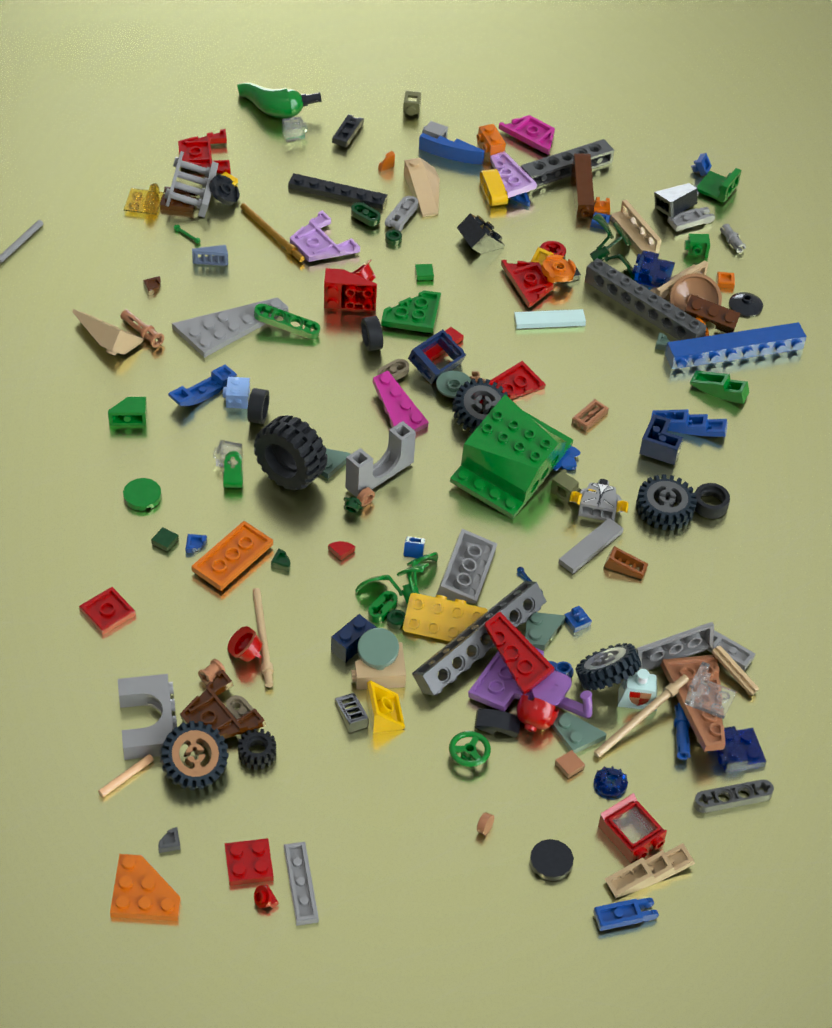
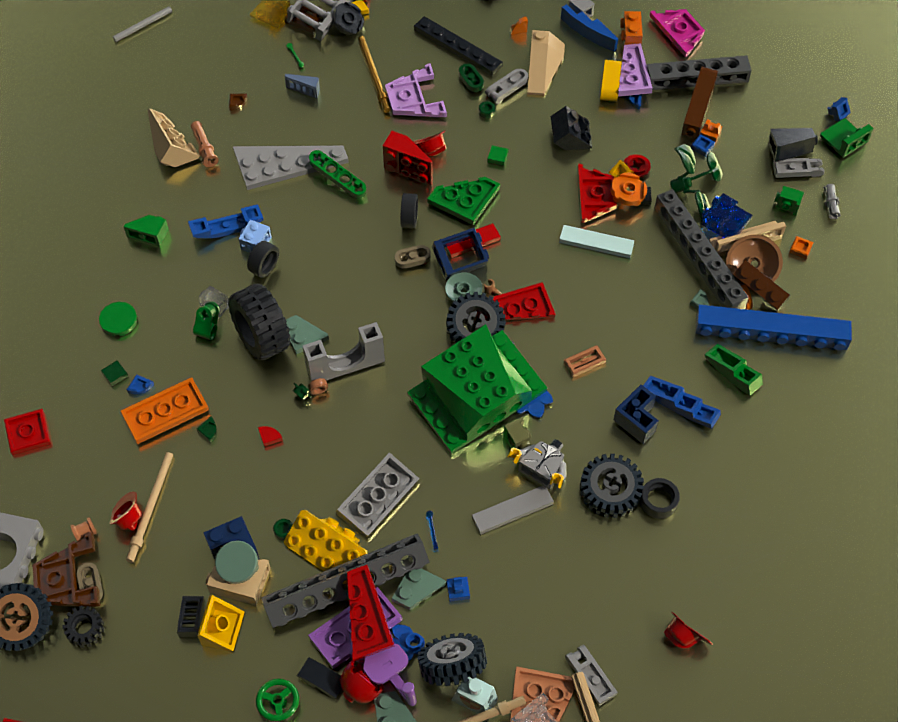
camera: 25 degrees right, 10 degrees up
(379, 604) = (276, 511): green beam -> none
(397, 403) = (399, 304): dark pink wing -> none
(412, 586) = (307, 502): green plant -> none
(414, 547) = (339, 454): blue slope -> none
(615, 562) = (527, 542): dark orange slope -> none
(638, 237) = (732, 167): tan fence -> none
(676, 646) = (532, 659): light grey slope -> none
(746, 304) = (807, 286): black dish -> none
(786, 592) = (683, 635): none -> red piece

